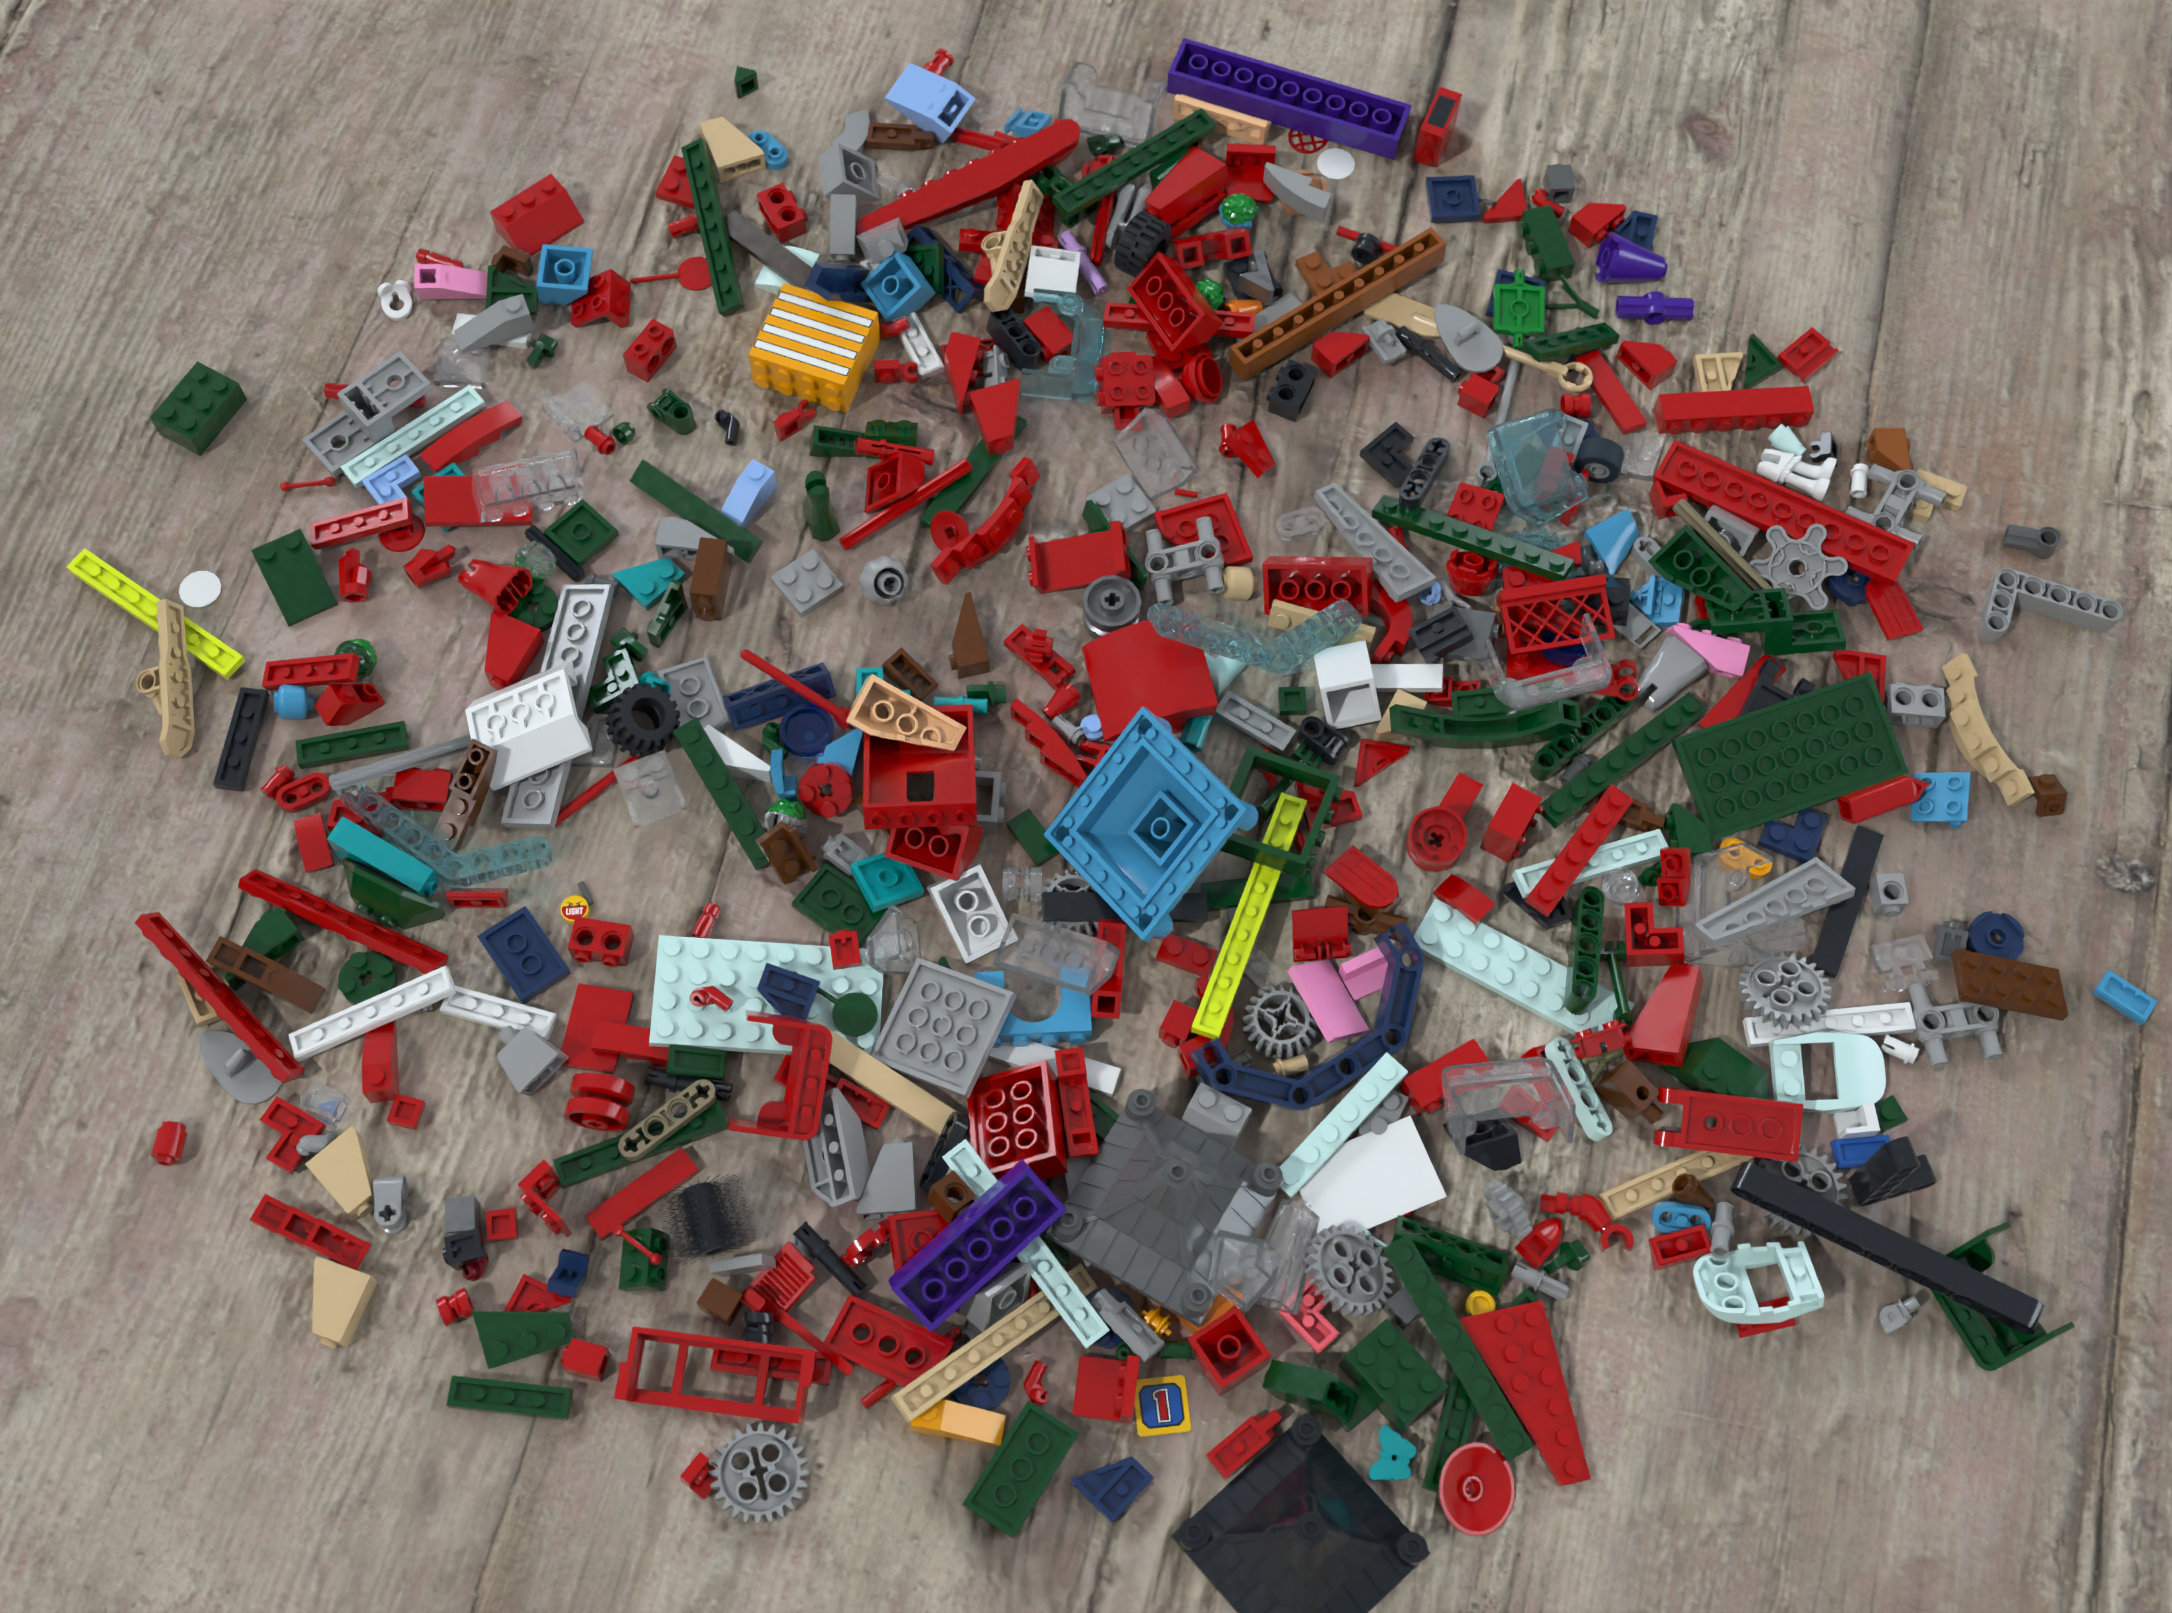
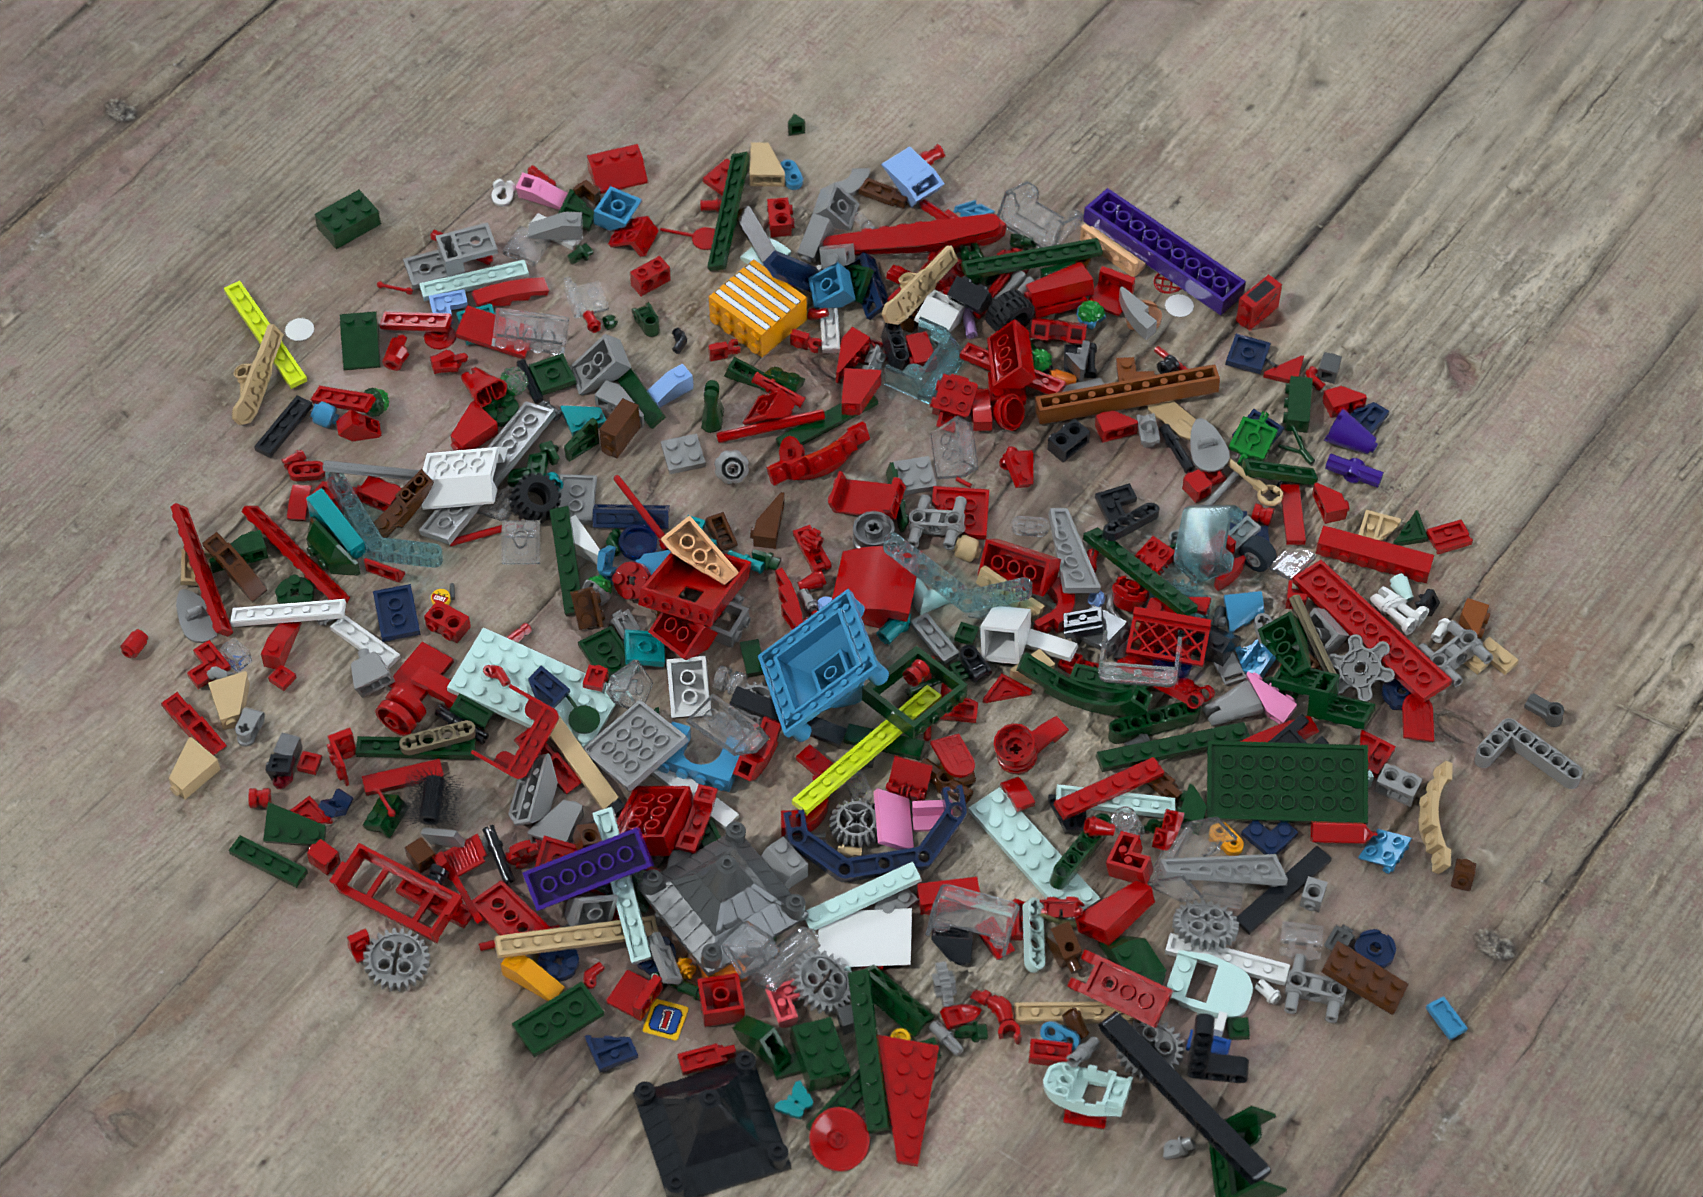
camera: 25 degrees right, 10 degrees down
(352, 744) = (349, 452): dark green plate -> none
(641, 498) = (600, 363): none -> light grey slope
(1084, 237) = (970, 295): none -> black slope
(1177, 1024) = (784, 798): red brick -> none
(1271, 786) = (915, 673): none -> red wheel
(1511, 823) = (1072, 756): red container -> none
(1596, 911) = (1097, 827): none -> red cone
(1613, 957) = (1100, 865): dark green hinge -> none

